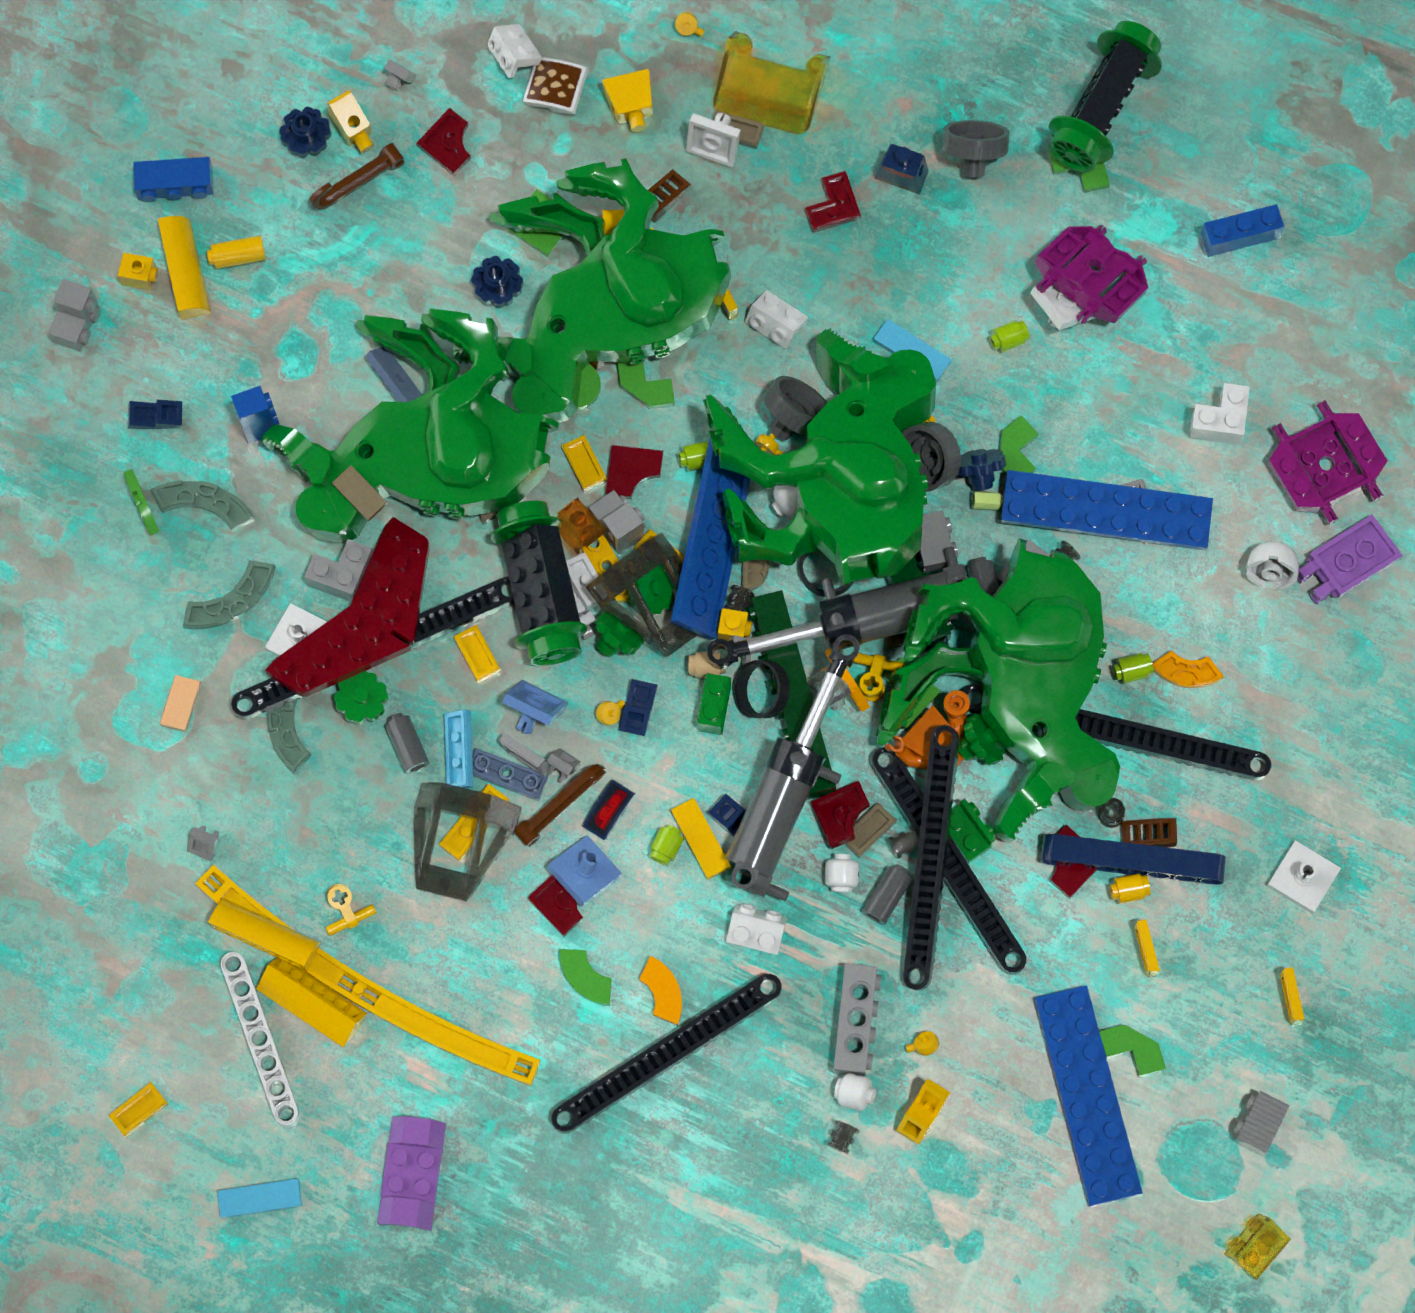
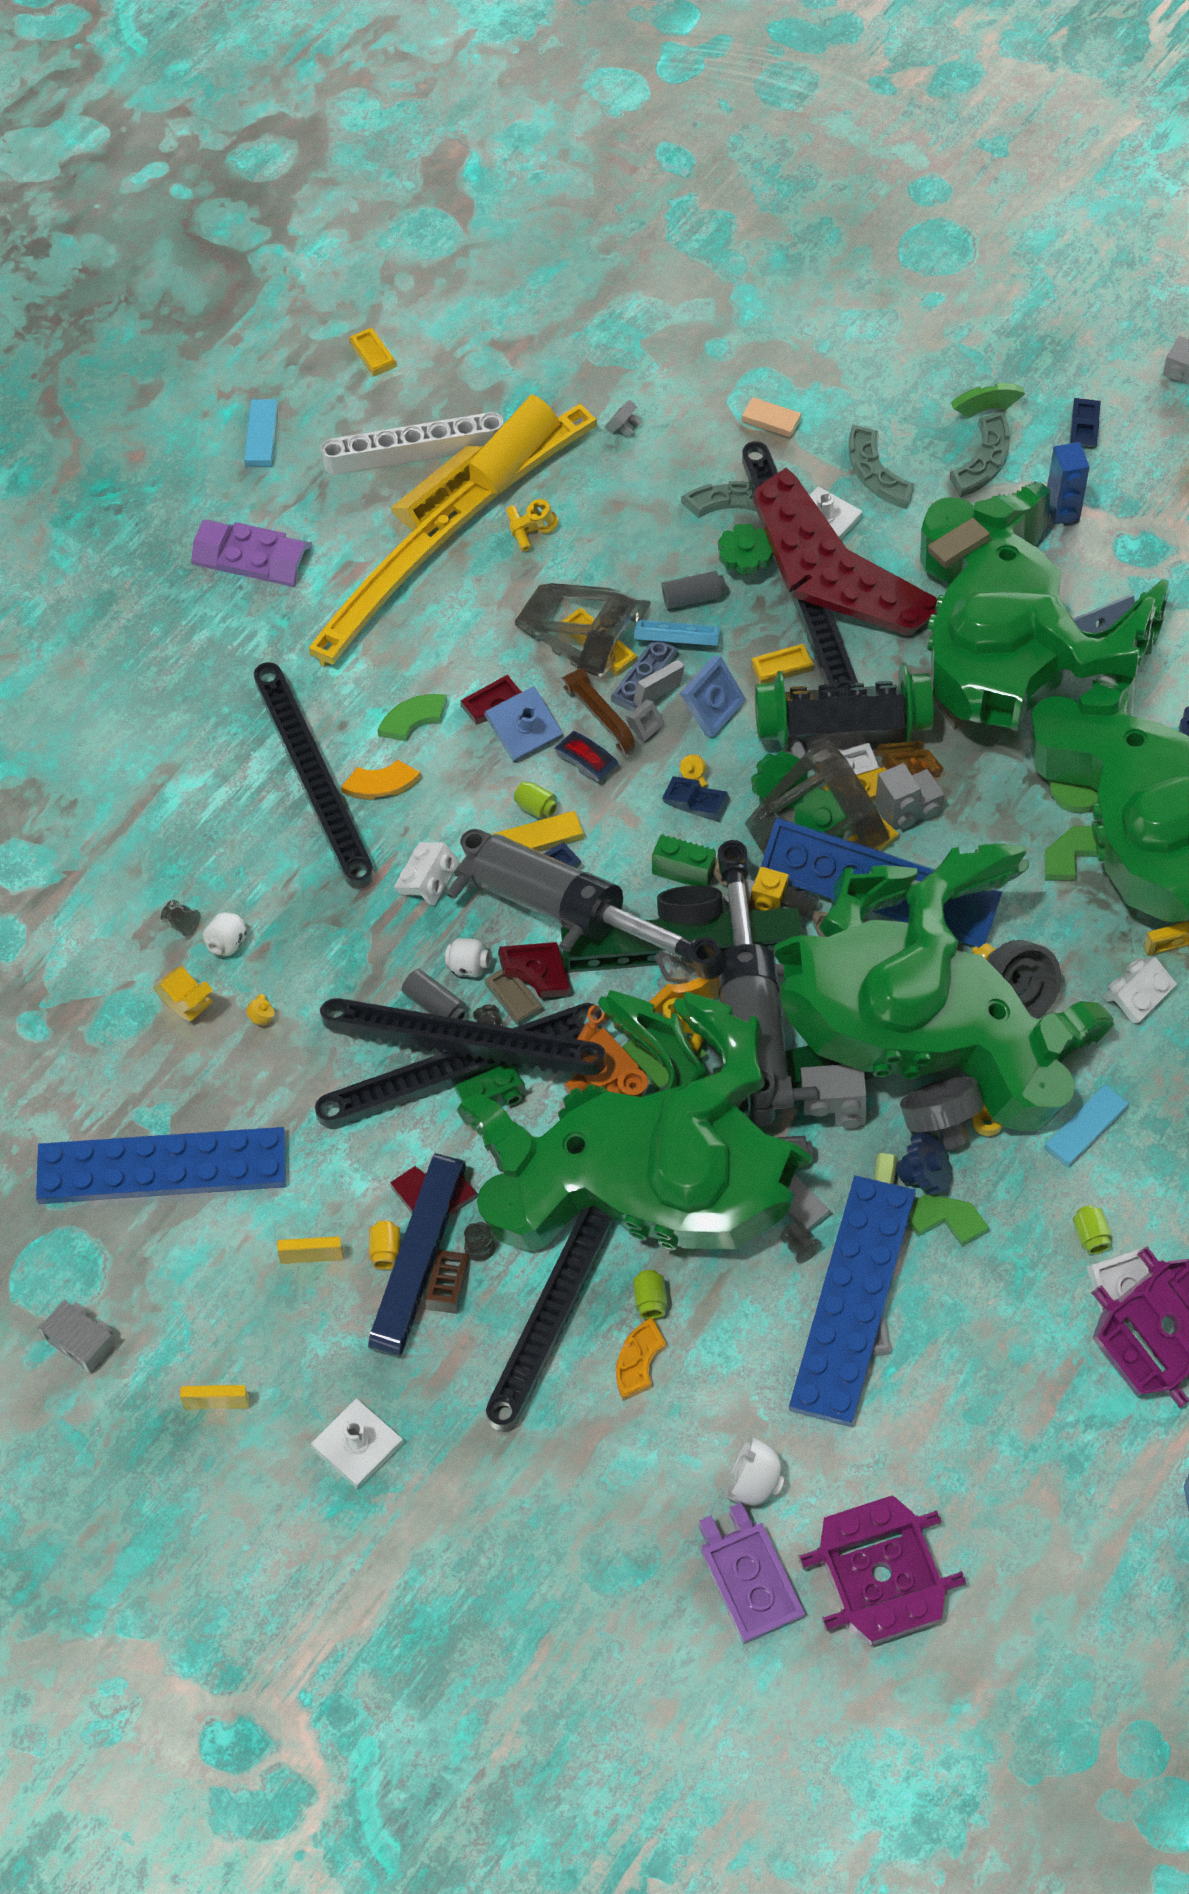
camera: 100 degrees right, 15 degrees down
(340, 577) = (887, 548): light grey brick -> none
(584, 463) = (985, 784): yellow tile -> none
(631, 467) = (970, 822): dark red tile -> none
(856, 977) = (292, 935): light grey brick -> none
(1144, 1050) = (194, 1232): bright green tile -> none
(1224, 422) = (953, 1460): white brick -> none

